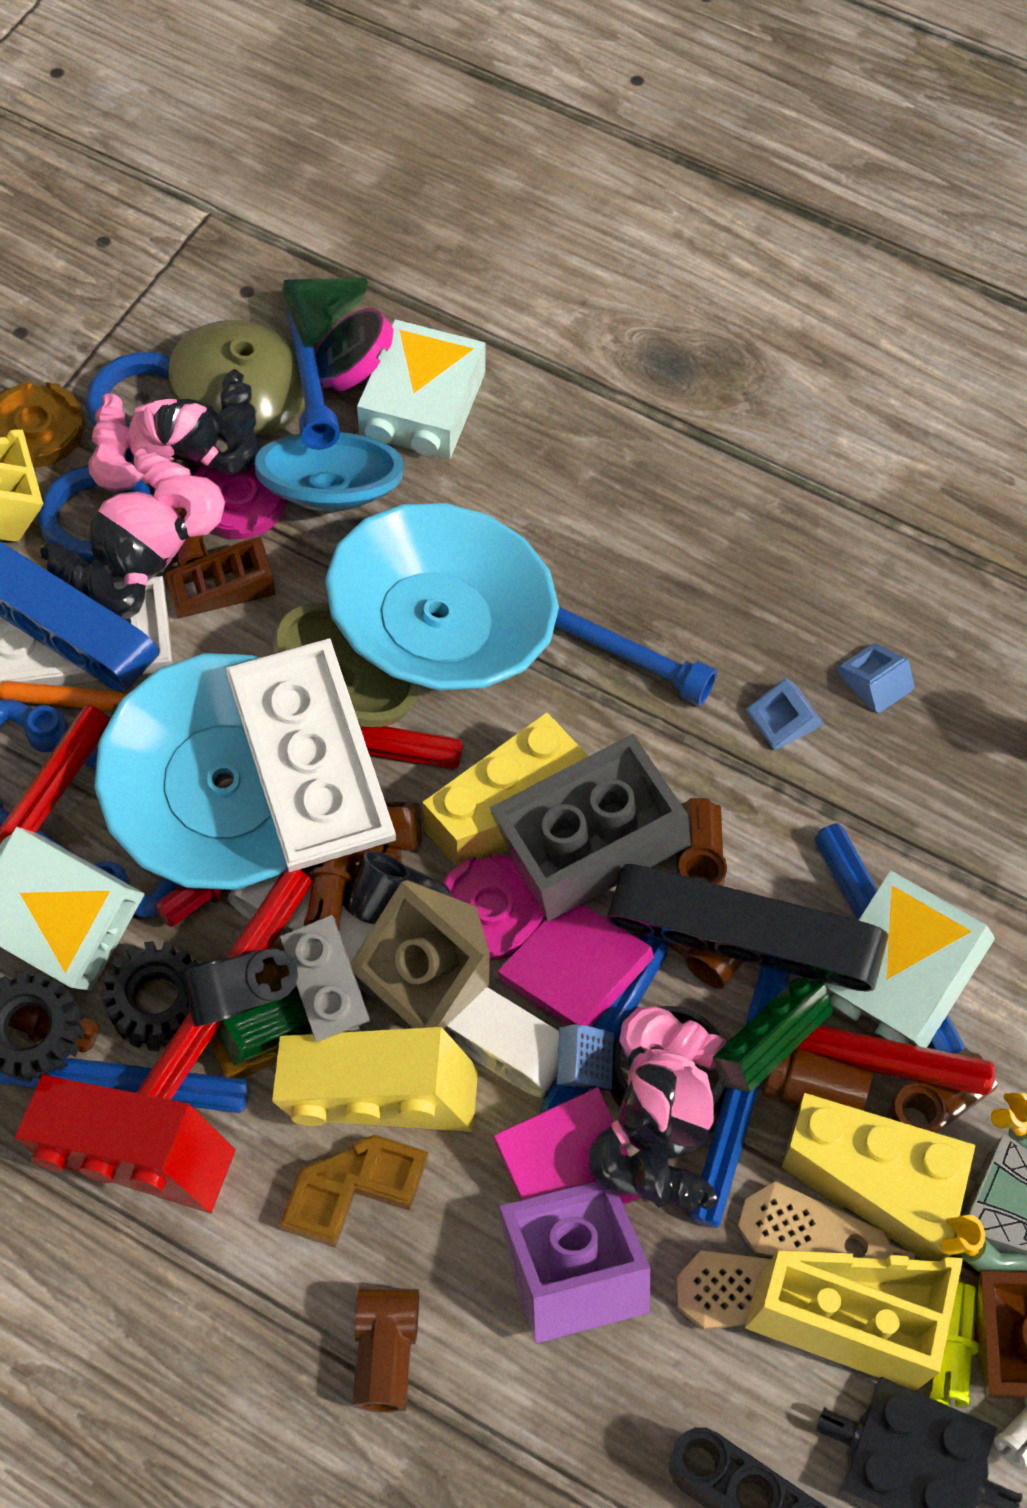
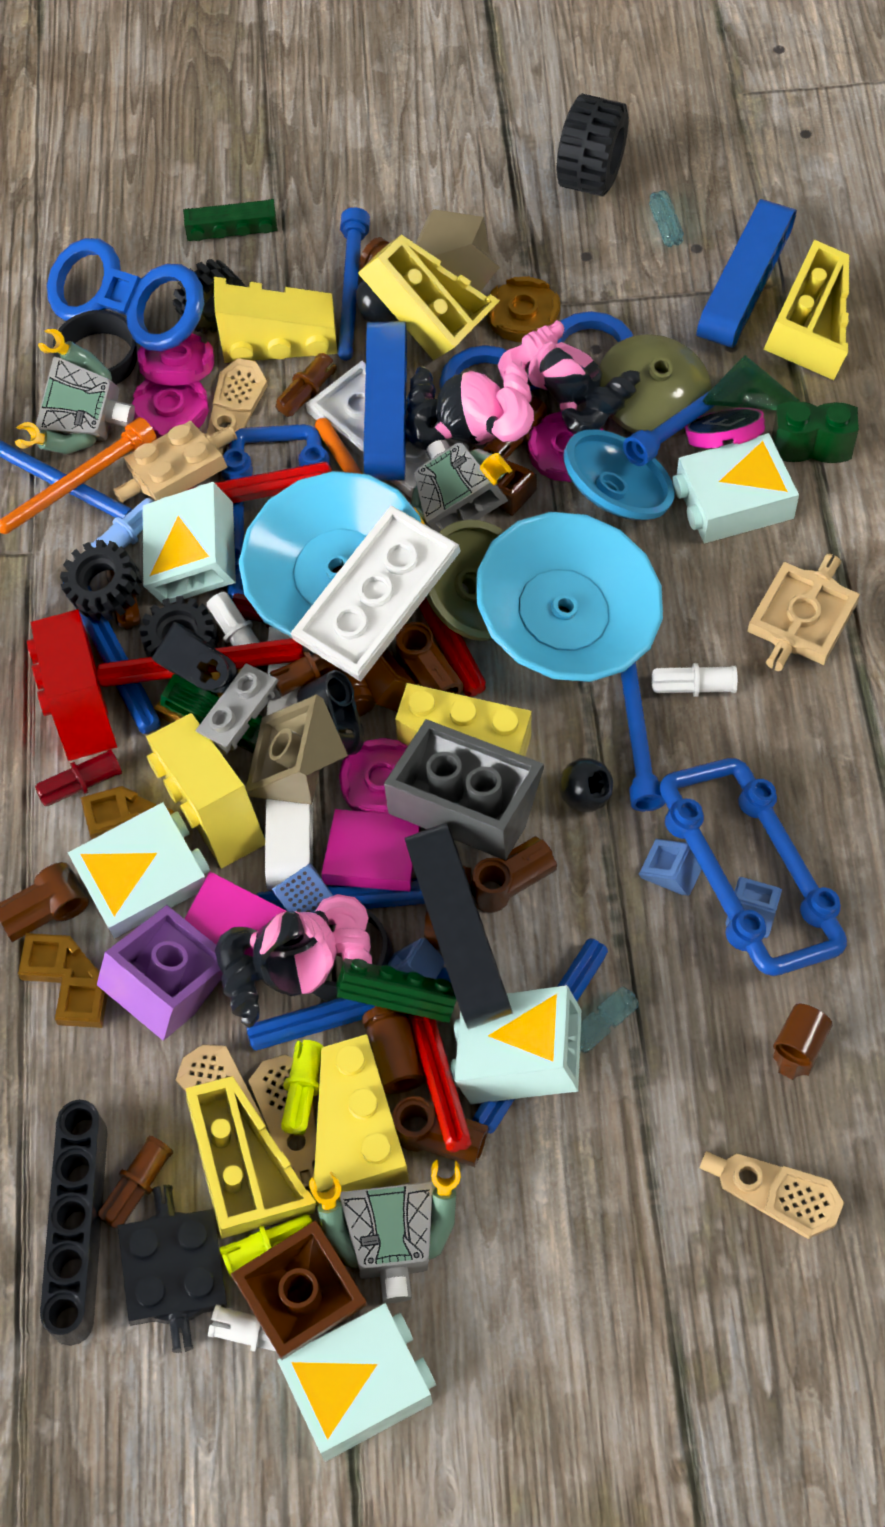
camera: 60 degrees right, 0 degrees up
(57, 240) = (666, 218): none -> clear light blue piece
(183, 220) = (746, 273): none -> blue beam
(195, 928) = (231, 621): none -> white axle
(214, 602) = (457, 484): none -> torso
(251, 1212) = (78, 778): none -> dark red axle
(284, 199) = (814, 314): none -> light yellow wedge
(408, 775) = (426, 665): none -> reddish brown piece
(421, 284) = (815, 431): none -> dark green brick
(430, 1210) = (140, 868): none -> light aqua brick
(468, 1367) = (62, 961): none -> pearl gold tile
(603, 430) = (803, 612): none -> tan plate
(603, 562) = (695, 680): none -> white axle
(654, 722) = (586, 785): none -> black piece
(735, 1003) = (418, 958): none -> medium blue slope
(796, 1442) = (135, 1182): none -> reddish brown axle
(810, 1198) = (301, 1086): none -> neon yellow axle
(907, 858) = (611, 1012): none -> clear light blue piece
(918, 624) = (748, 926): none -> blue bar

